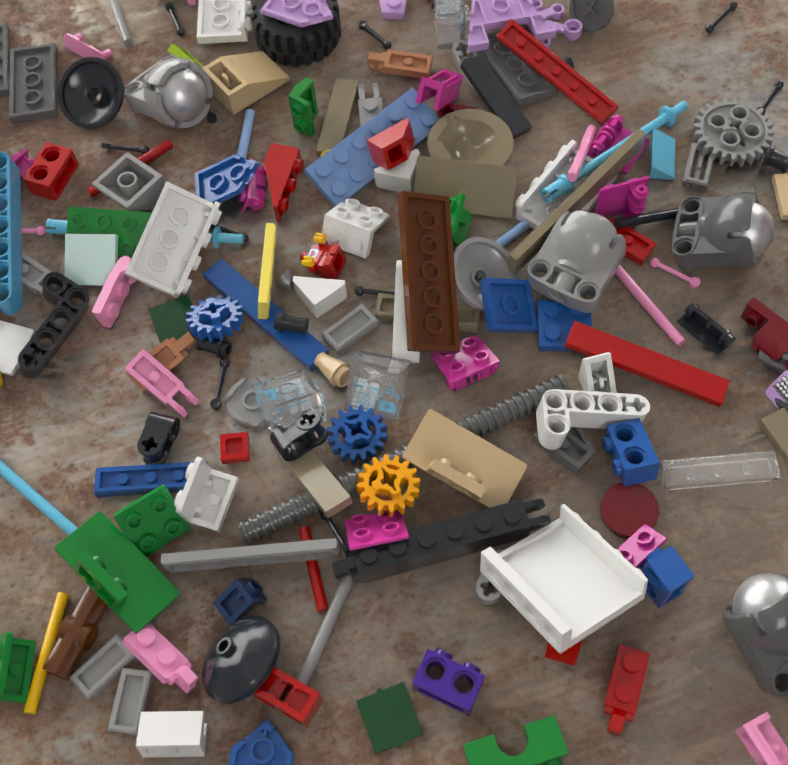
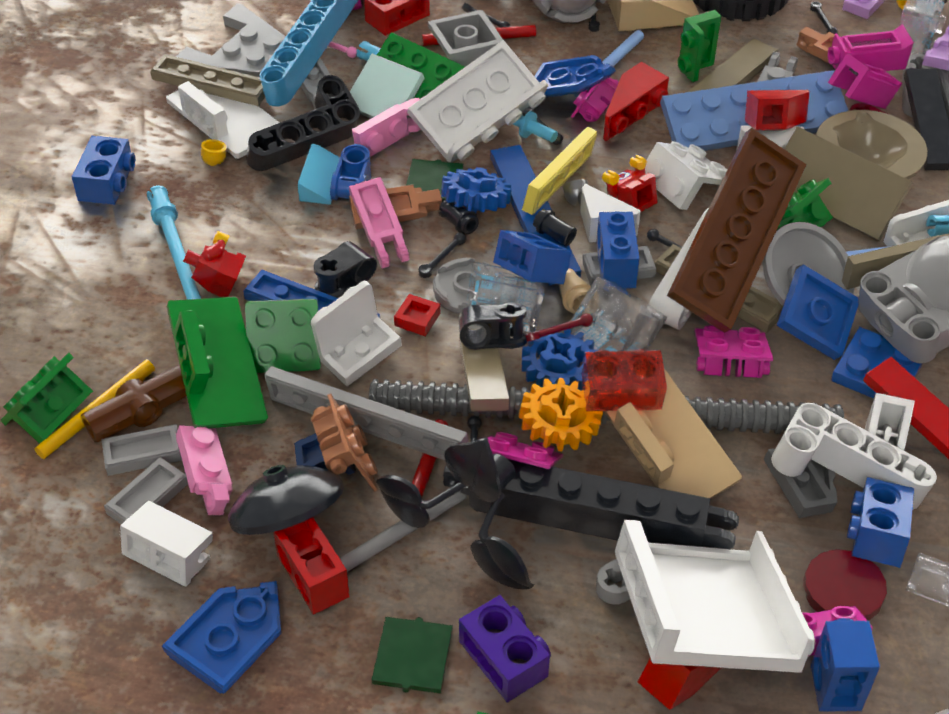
camera: 25 degrees right, 15 degrees down
(63, 488) = (215, 267): none -> red piece
(88, 360) = (317, 176): none -> medium azure slope
(114, 353) = (352, 169): none -> blue piece
(256, 592) = (341, 441): none -> nougat hinge
(292, 361) = (532, 257): none -> blue brick
(331, 427) = (585, 320): none -> dark red hinge
(348, 323) = (618, 248): none -> blue brick
(371, 581) = (486, 477): none -> black plant
(426, 447) = (623, 380): none -> clear red brick
(429, 57) = (880, 49): none -> dark pink window

